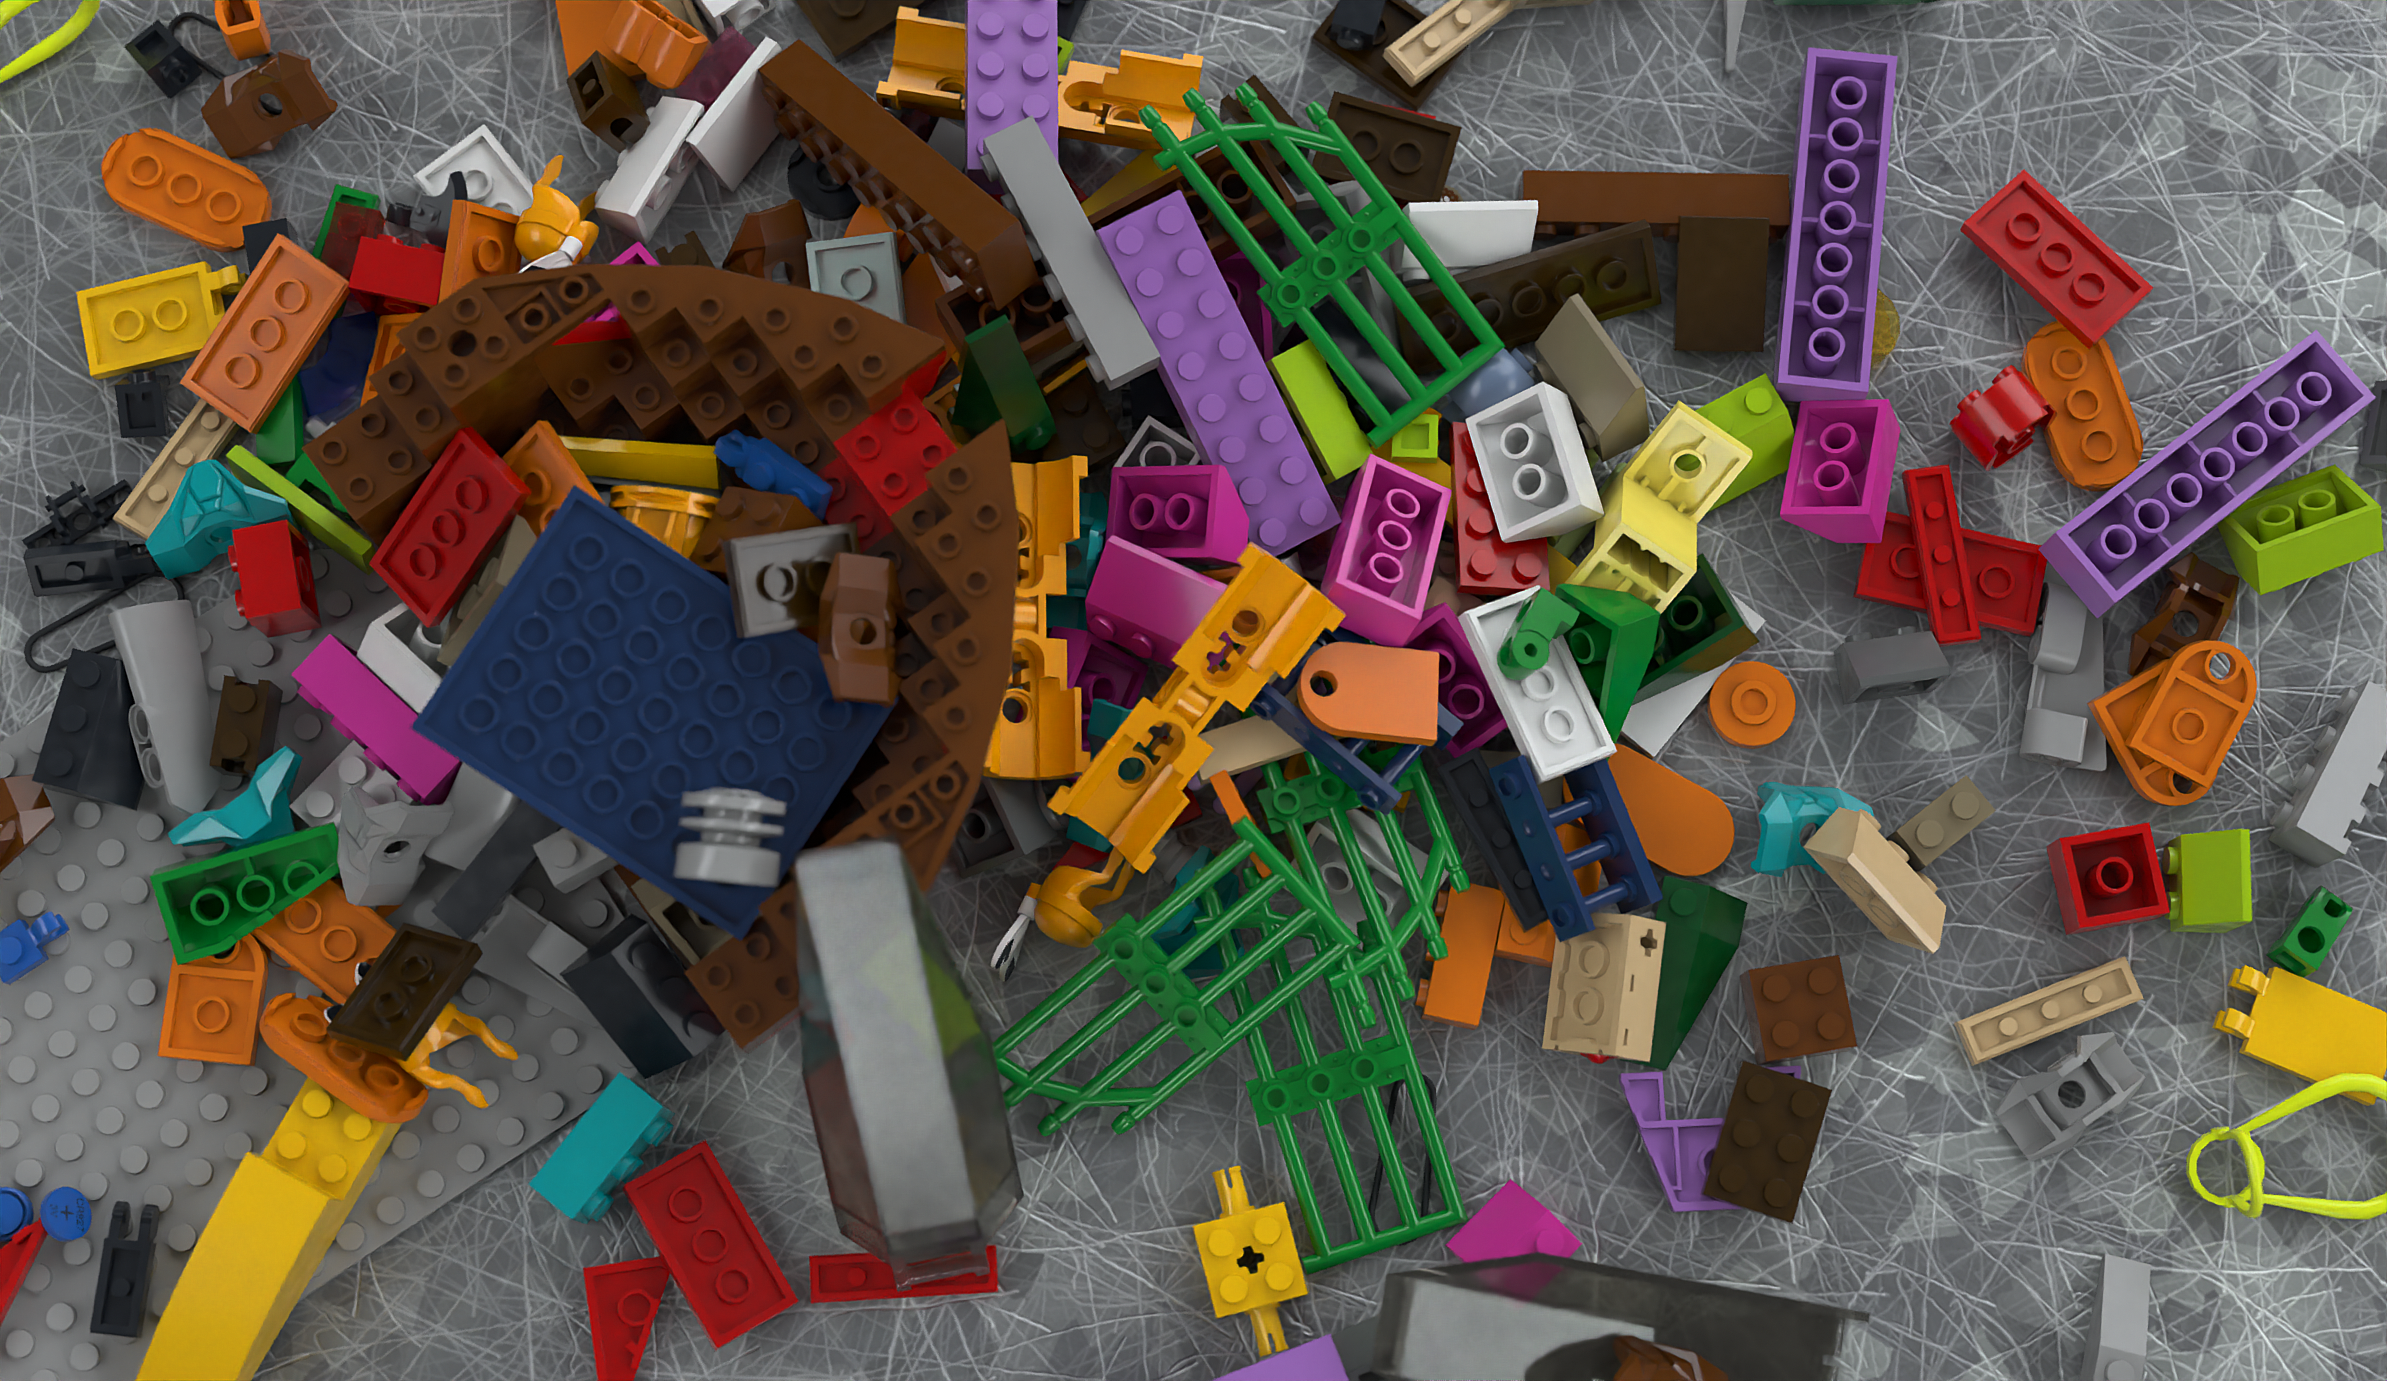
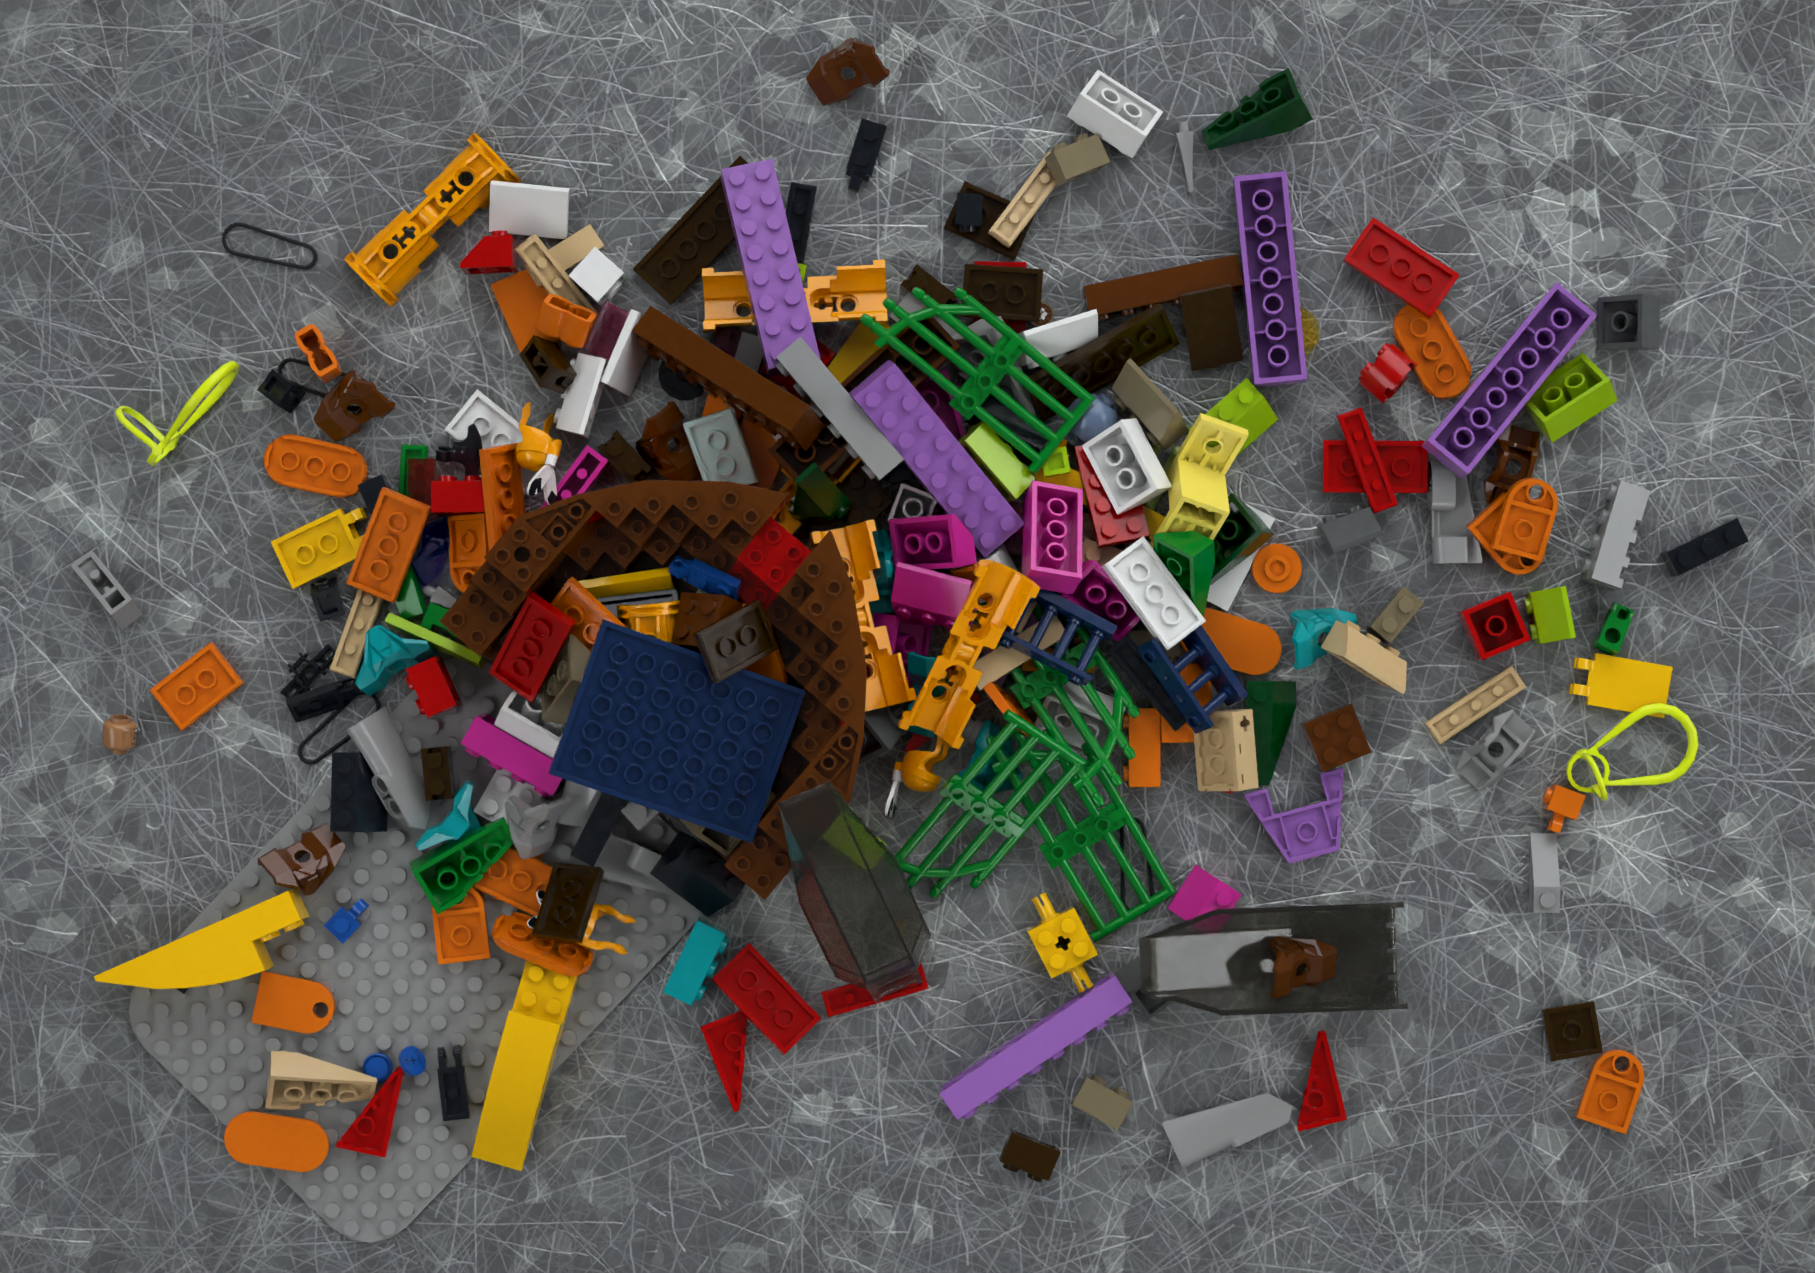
camera: 10 degrees left, 10 degrees up
(730, 838) = (735, 794): light grey wheel -> none
(865, 591) = (785, 683): reddish brown piece -> none
(1375, 692) = (1065, 620): orange tile -> none
(1527, 641) = (1144, 568): green leg -> none
(1766, 1142) = (1331, 815): dark brown plate -> none
(1842, 469) = (1301, 423): dark pink slope -> none
(2173, 1214) = (1562, 804): none -> orange brick

